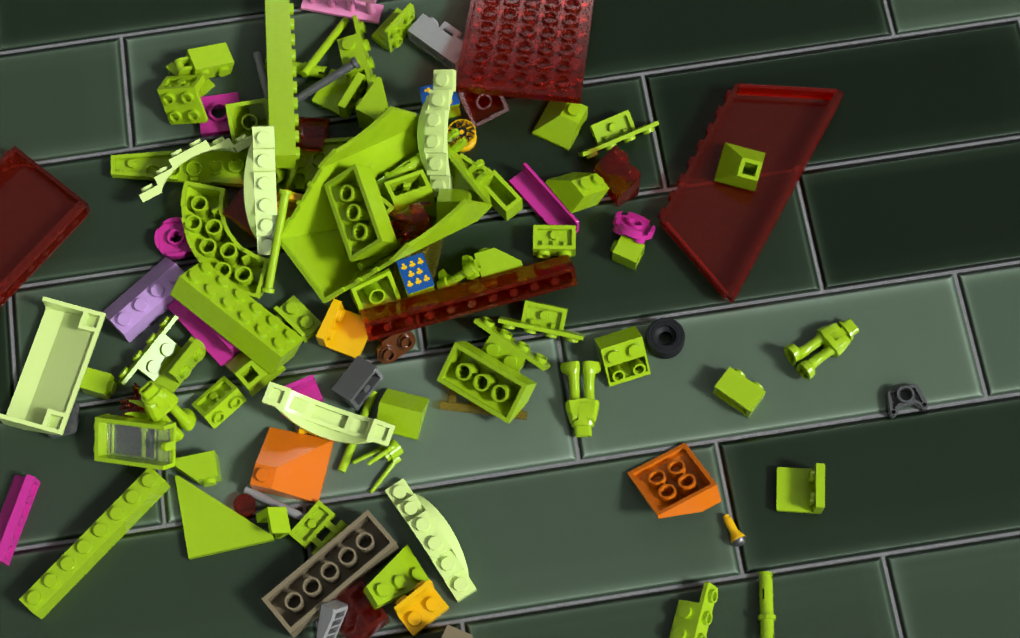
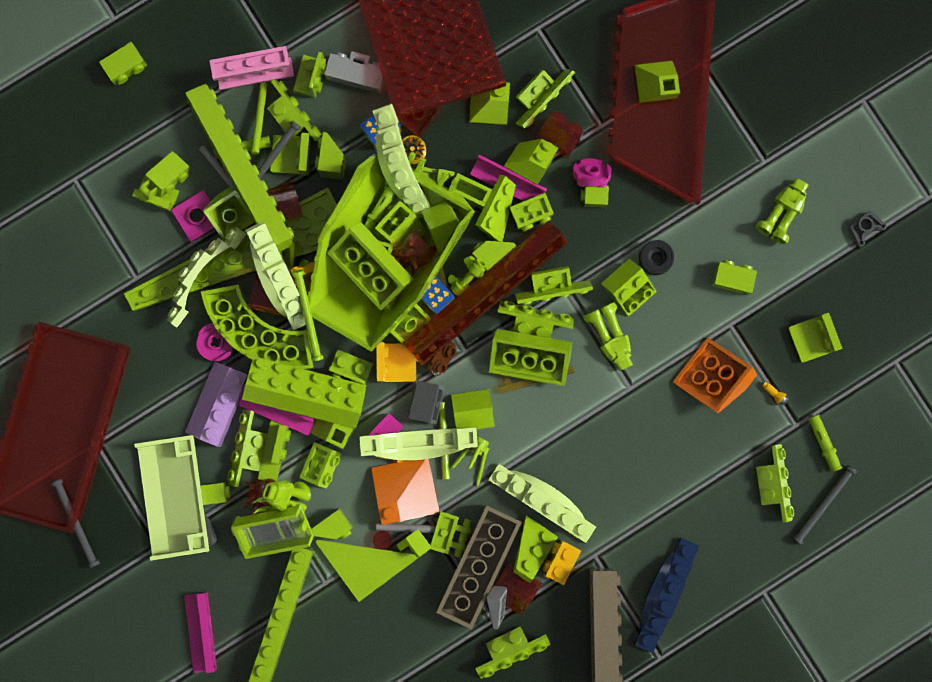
camera: 30 degrees left, 15 degrees up
(182, 99) = (161, 218): lime bracket -> none
(518, 222) = (497, 208): none -> lime wing

